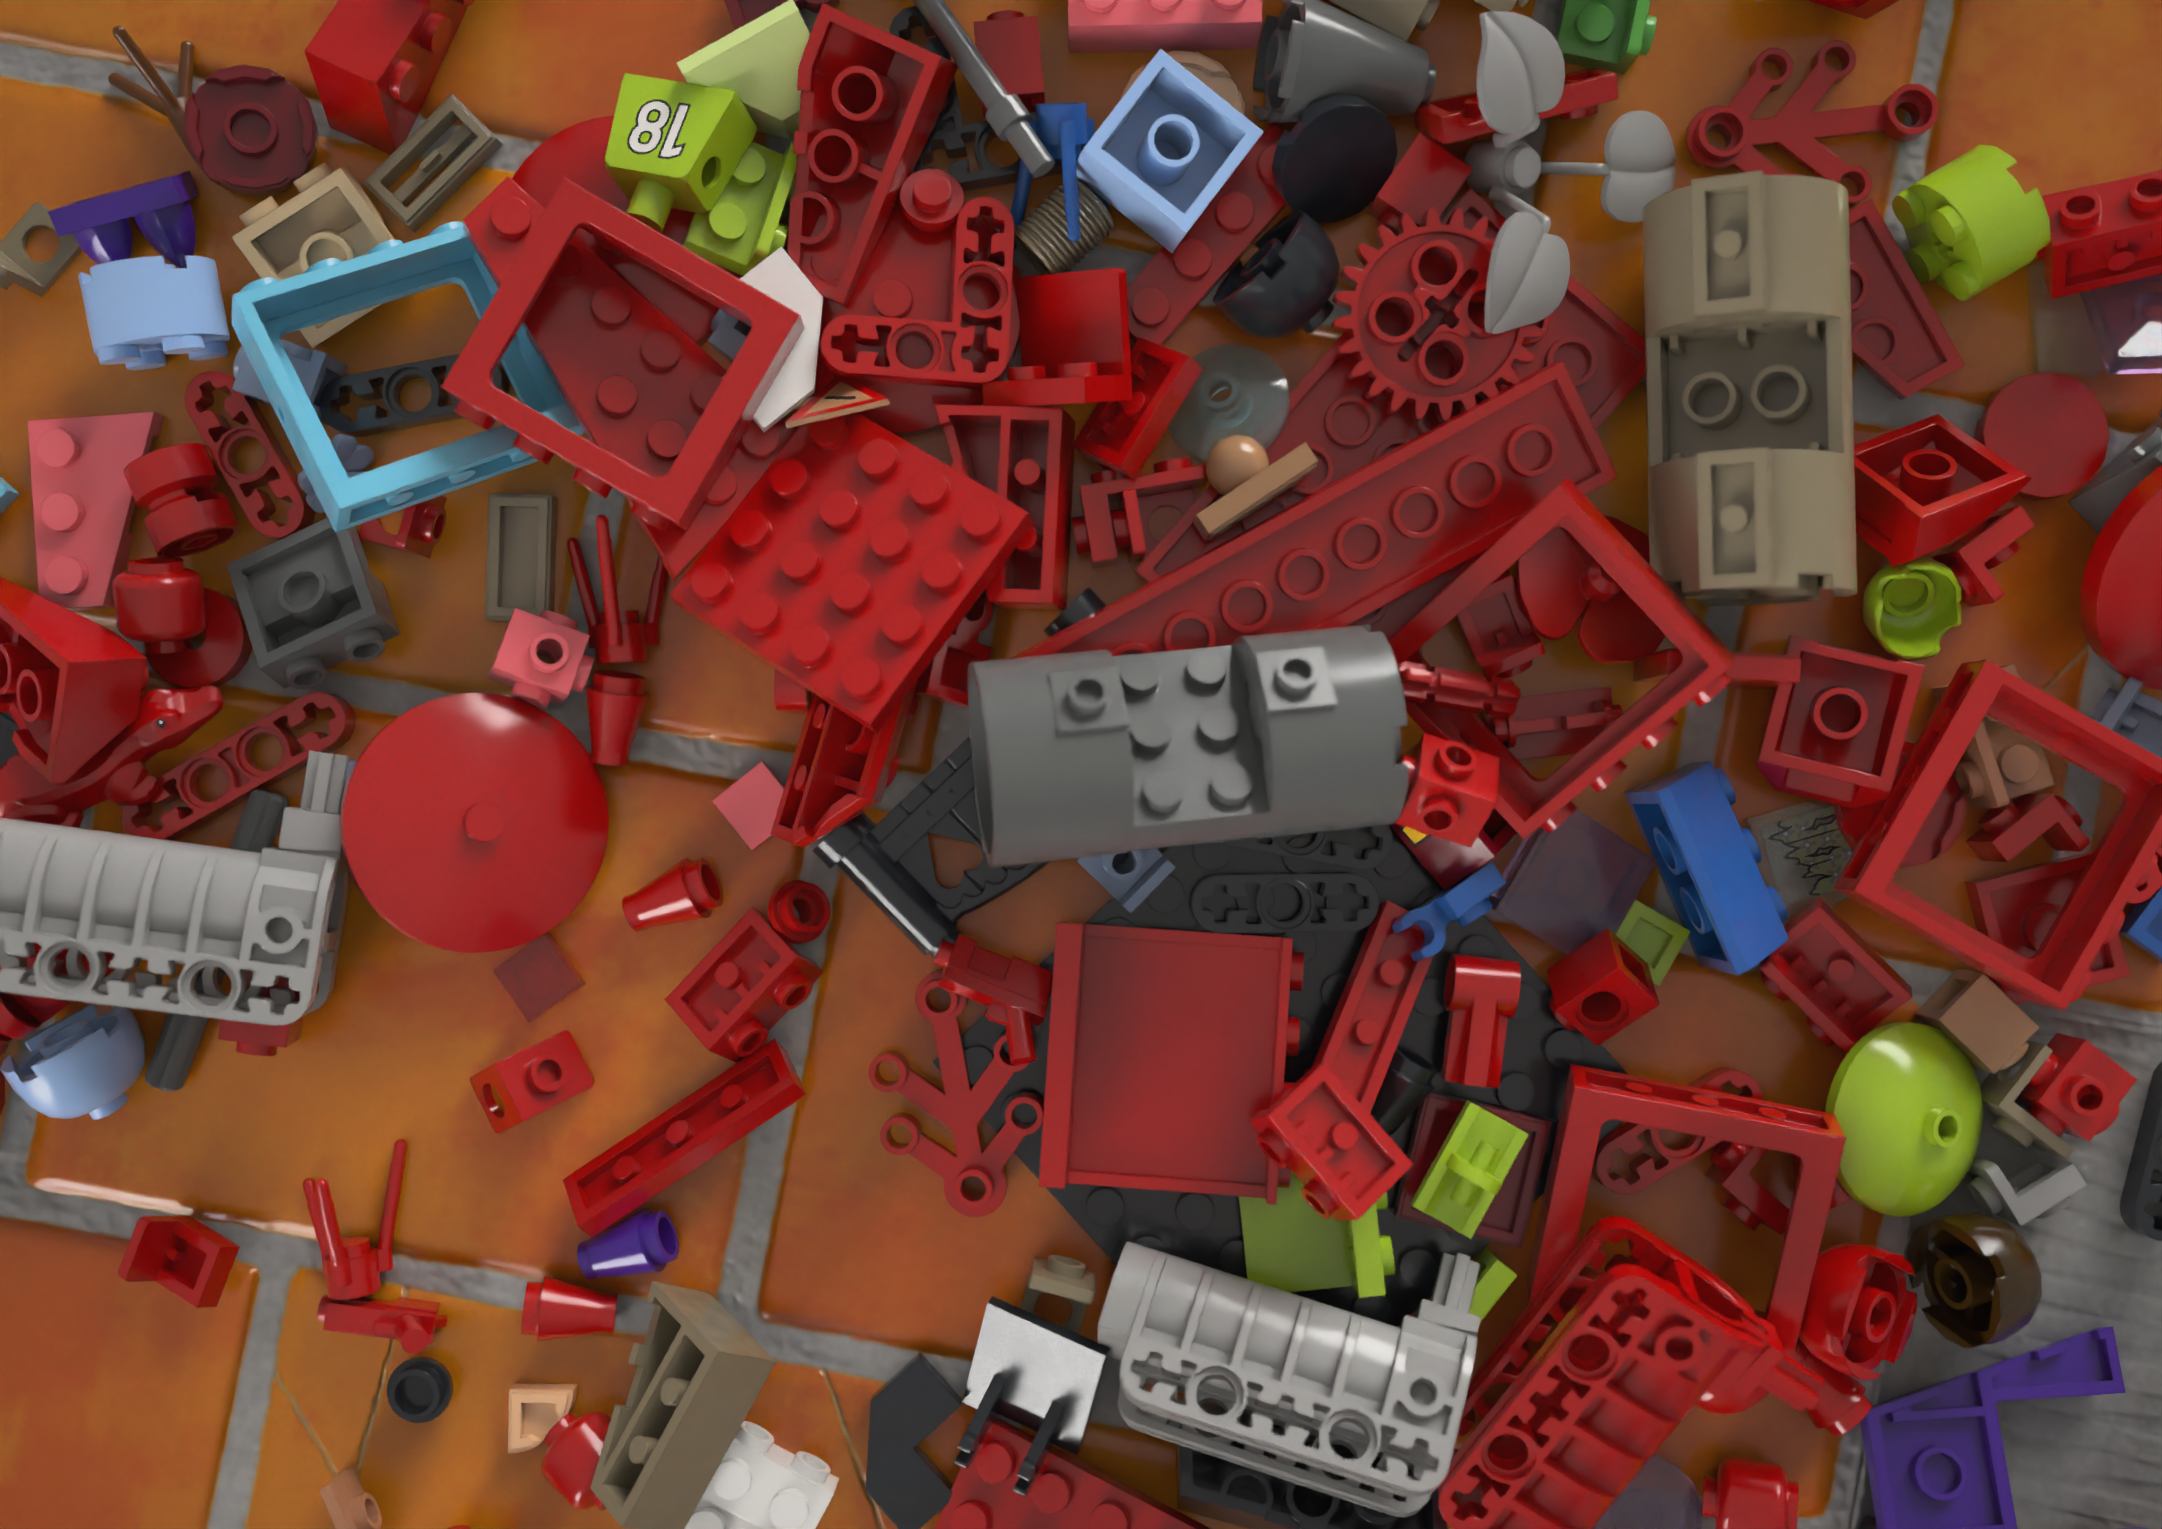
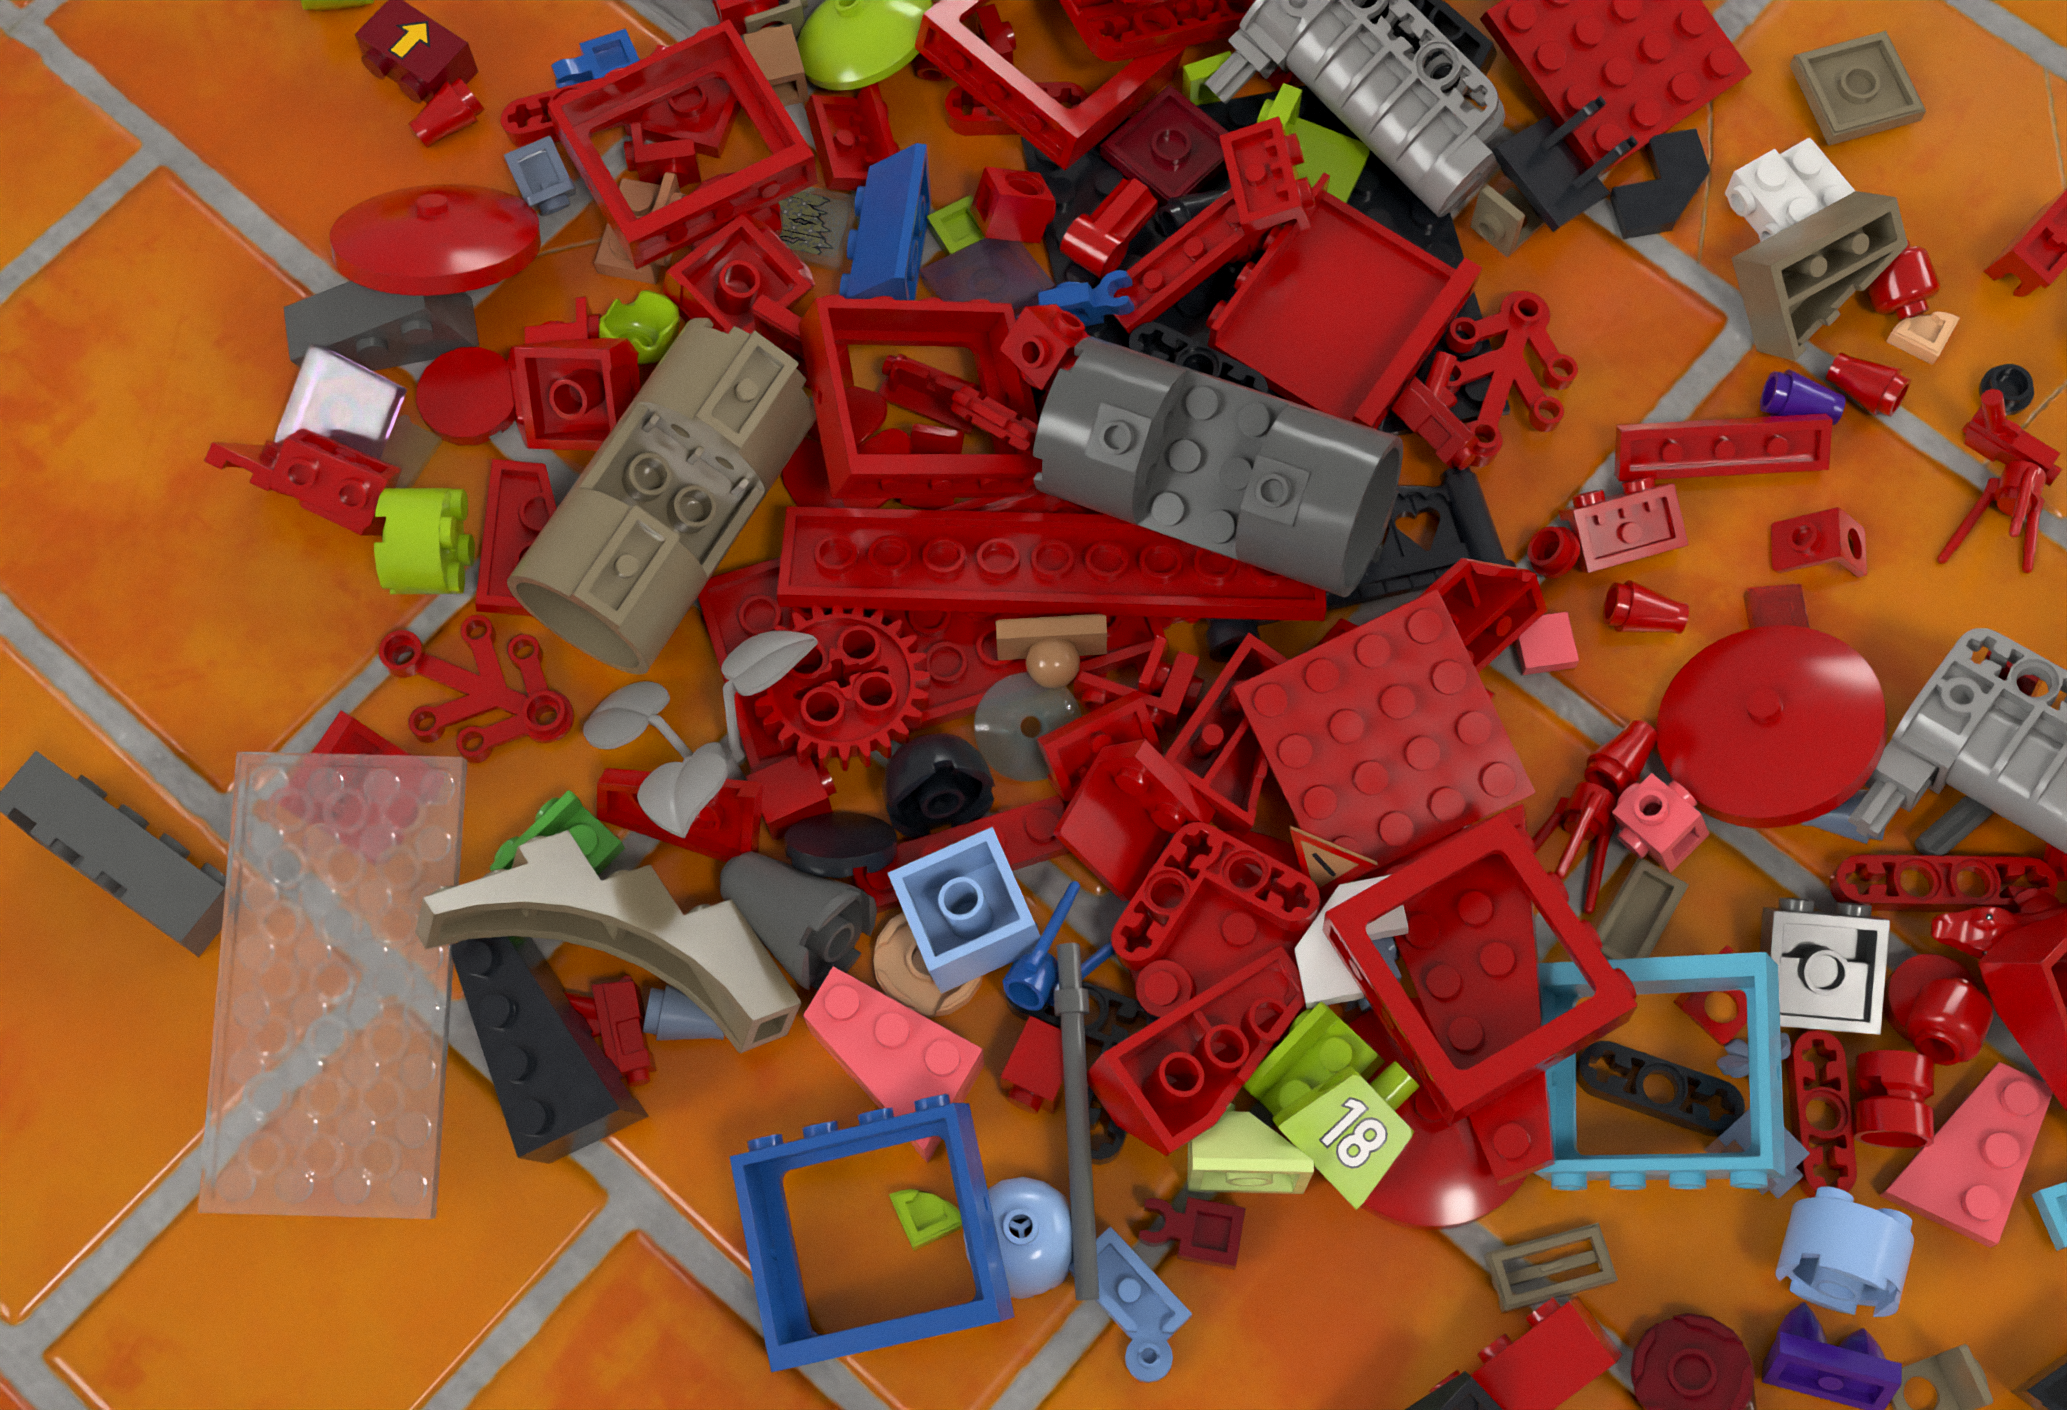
camera: 150 degrees left, 20 degrees down
(321, 223) = (1680, 1243): tan plate -> none
(1045, 235) = (1087, 921): dark tan piece -> none
(1469, 1169) = (1177, 132): lime hips -> none

